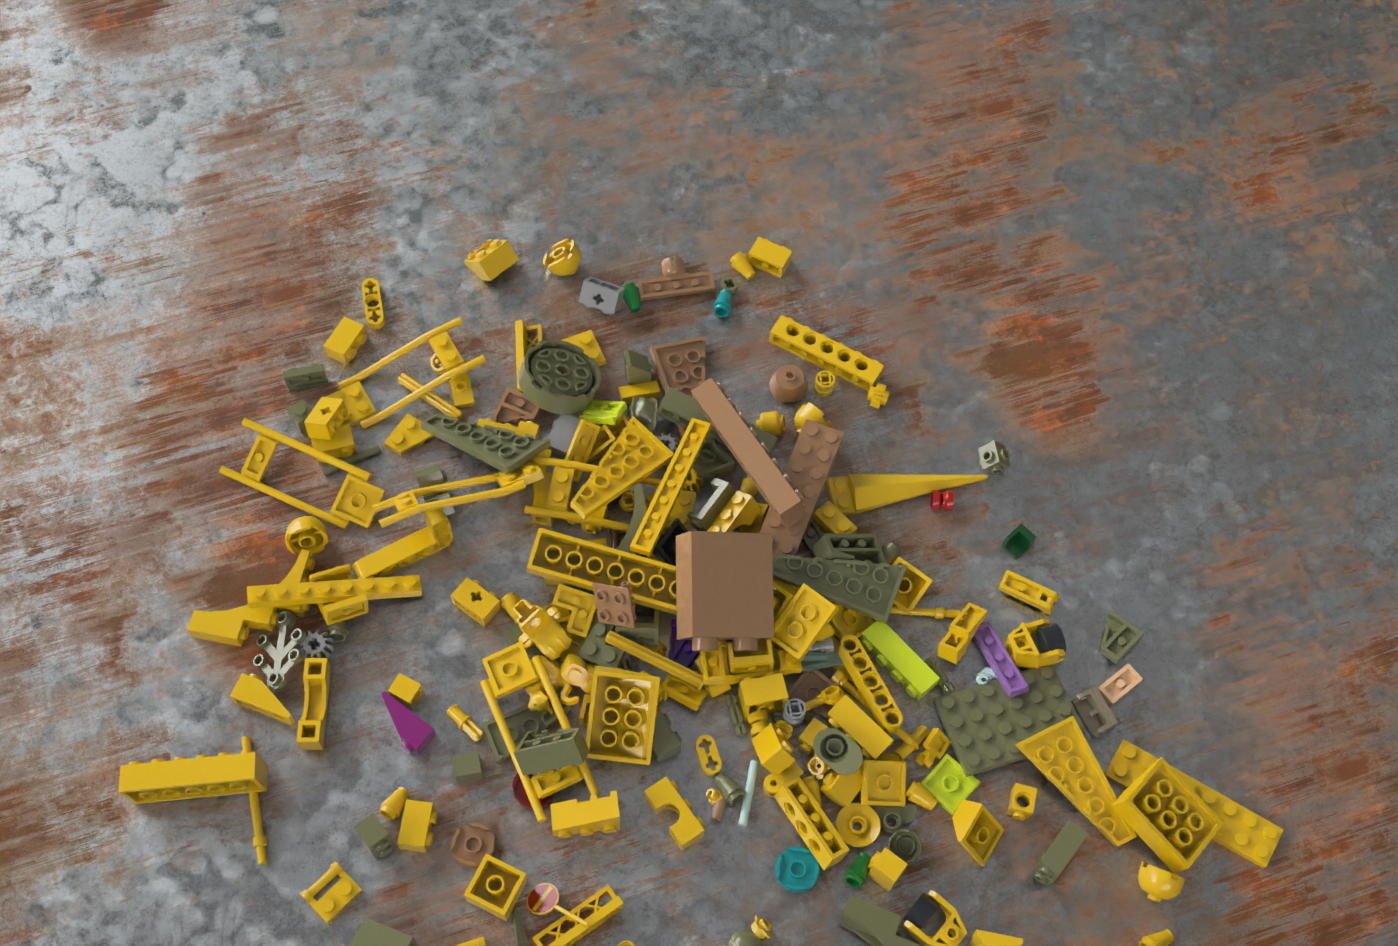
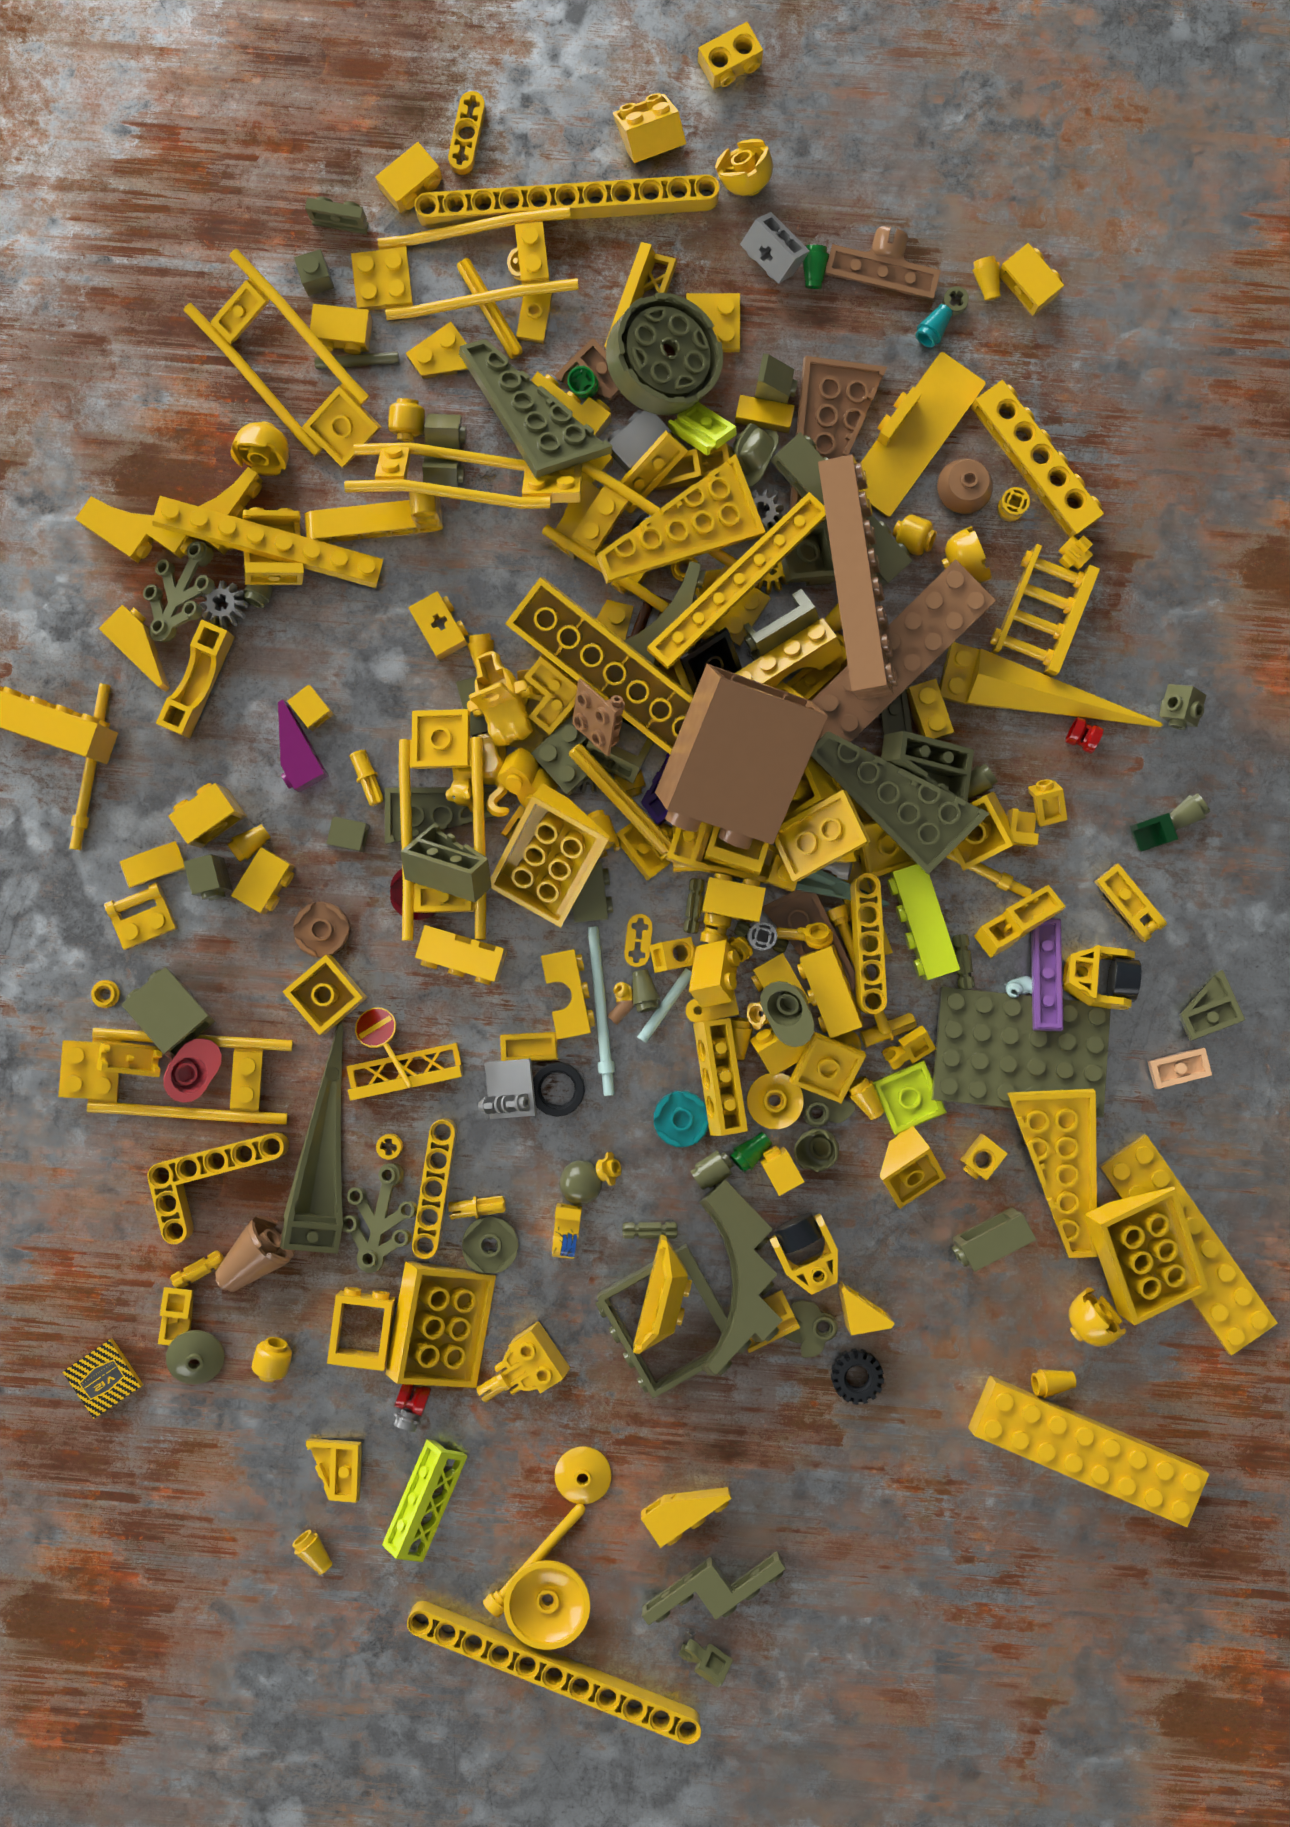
camera: 30 degrees right, 25 degrees up
(326, 418) = (339, 292): yellow brick -> none
(326, 849) = (152, 864): none -> yellow slope
(357, 792) = (206, 814): none -> yellow brick
(400, 480) = (406, 419): none -> yellow head
(480, 303) = (579, 192): none -> yellow beam
(509, 412) = (579, 379): none -> green wheel
(528, 201) = (725, 50): none -> yellow brick
(662, 899) = (509, 1089): none -> light grey hinge
(663, 865) = (537, 1046): none -> yellow tile
(715, 884) = (575, 1076): none -> black tyre
(725, 852) = (606, 1065): none -> light aqua bar
(737, 752) = (663, 956): none -> yellow brick
(743, 361) = (917, 431): none -> yellow bracket
(837, 894) = (712, 1170): none -> olive brick
(893, 427) = (1061, 632): none -> yellow fence
(933, 571) = (1023, 827): none -> yellow panel
(941, 550) = (1048, 802): none -> yellow bracket
(1035, 518) = (1189, 811): none -> olive cone
(1094, 712) = (1129, 1089): dark tan hinge -> none

